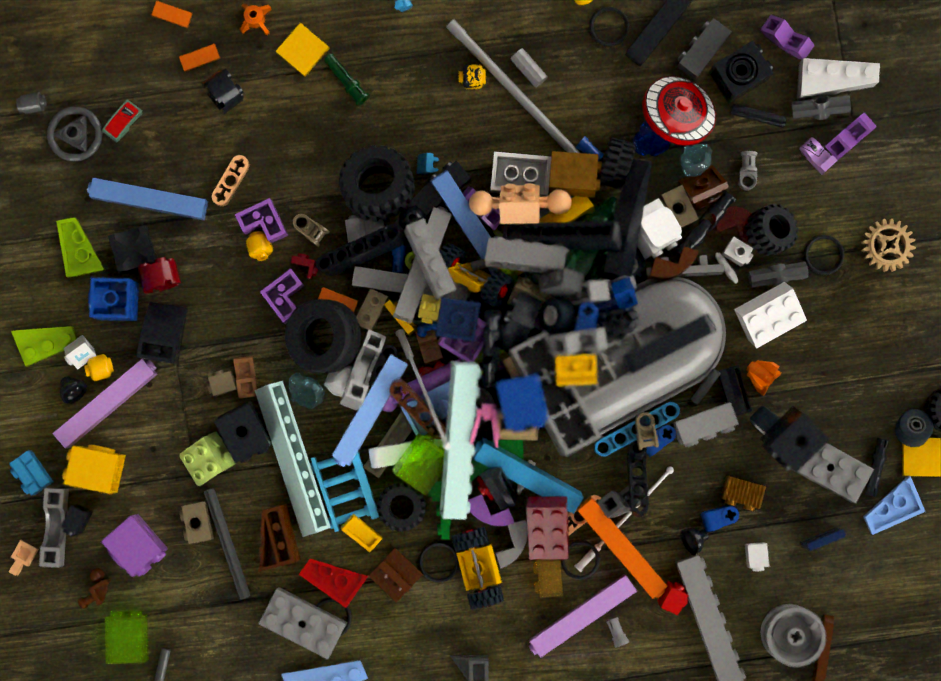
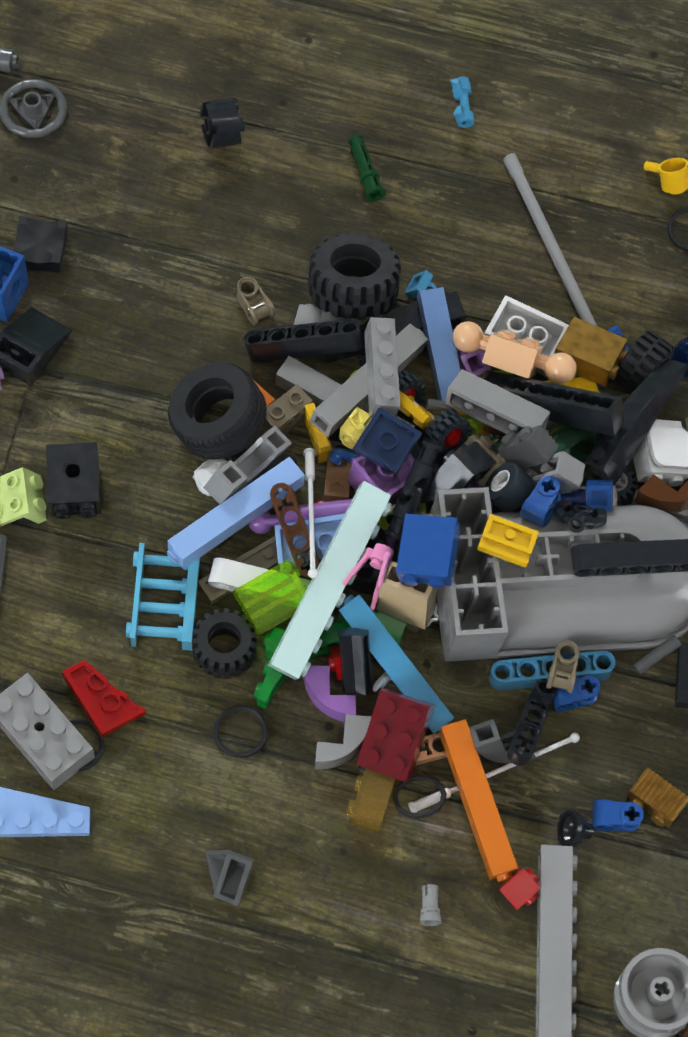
camera: 15 degrees right, 20 degrees down
(121, 120) = (91, 113): slope -> none
(147, 198) = (83, 201): medium blue brick -> none
(159, 275) = (57, 279): dark red brick -> none
(171, 14) = (200, 34): orange piece -> none
(199, 57) = (210, 86): orange piece -> none
(218, 190) = (182, 229): light nougat beam -> none
(221, 383) = (73, 424): dark tan brick -> none
(245, 376) = (105, 428): medium nougat slope -> none
(256, 22) = (290, 69): orange brick -> none
(259, 246) = (187, 296): yellow head -> none
(265, 216) = (203, 264): medium lavender brick -> none
(277, 539) = (56, 620): reddish brown wedge -> none
(278, 294) = (190, 350): medium lavender brick -> none
(292, 458) = (117, 538): light aqua brick -> none
(302, 49) = (329, 121): yellow tile -> none
(302, 260) = (231, 333): dark red bracket -> none
(305, 391) = (168, 470): clear light blue hair -> none
(361, 532) = (161, 655): yellow tile -> none
(395, 575) = (180, 723): reddish brown bracket -> none
(398, 259) = (344, 368): blue pin -> none
(472, 76) = (512, 218): head -> none
(478, 568) = (287, 751): plate -> none
(529, 67) = (581, 233): light grey axle -> none
(578, 341) = (531, 514): light grey brick -> none
(581, 616) = (393, 865): lavender brick -> none
(705, 424) = (640, 693): light grey brick -> none
(757, 556) = (646, 881): white brick -> none

